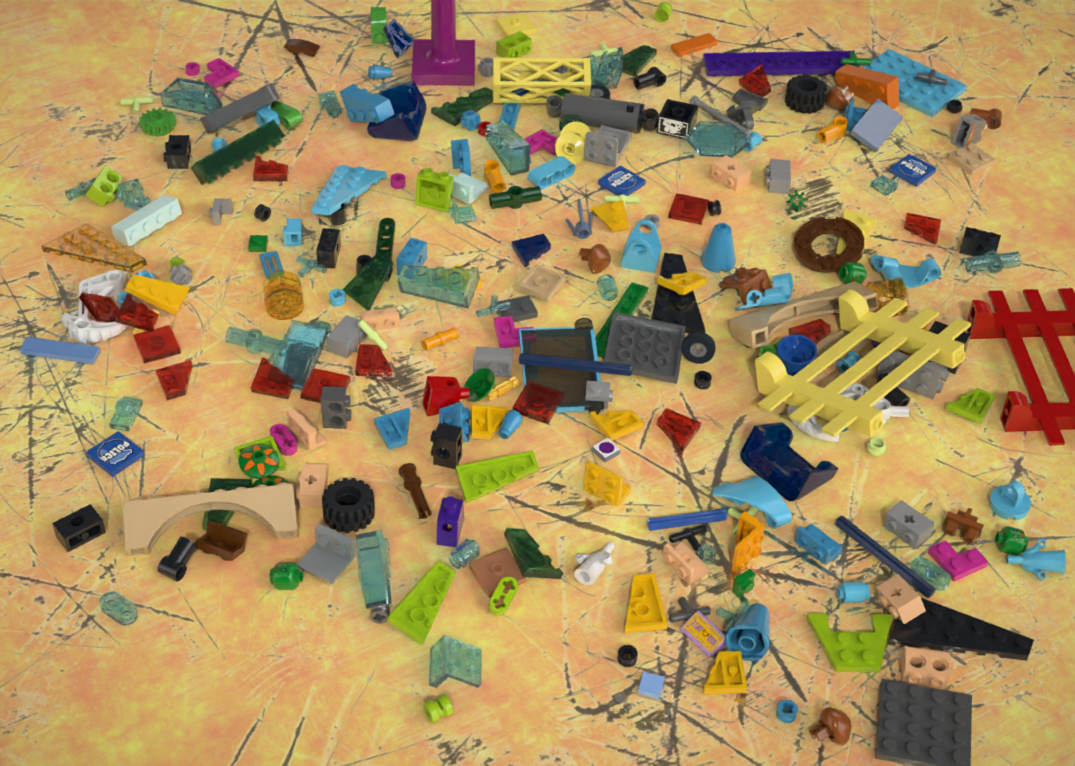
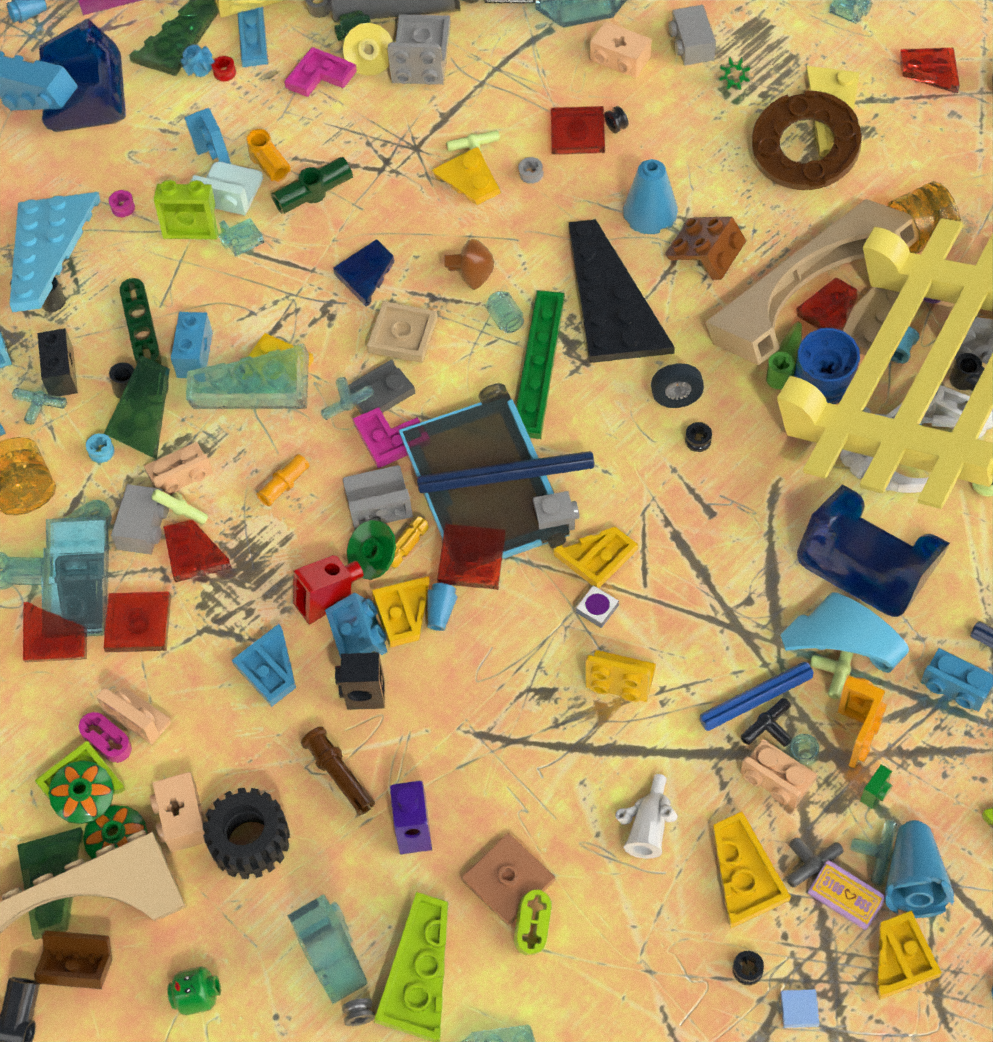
camera: 10 degrees left, 15 degrees up
(328, 555) = (244, 934): light grey bracket -> none
(335, 407) = (168, 661): dark grey brick -> none
(464, 553) = (450, 863): clear light blue brick -> none
(492, 474) = (440, 707): lime wing -> none
(509, 147) = (272, 95): clear light blue wedge -> none
(528, 557) = (546, 838): clear green wing -> none
(551, 172) = (351, 123): medium azure beam -> none
(574, 143) = (376, 70): light yellow dish -> none
(582, 229) = (432, 214): sand blue plant -> none
(621, 181) = (462, 109): tile -> none
(642, 249) = (534, 218): medium azure hose -> none
(647, 345) = (596, 405): dark grey plate -> none
(678, 427) = (691, 536): clear red wing -> none
(683, 282) = (616, 274): yellow wing -> none
(779, 294) = (759, 259): medium azure panel -> none
(852, 272) = (857, 182): green head -> none
(911, 275) = (930, 160): medium azure panel -> none

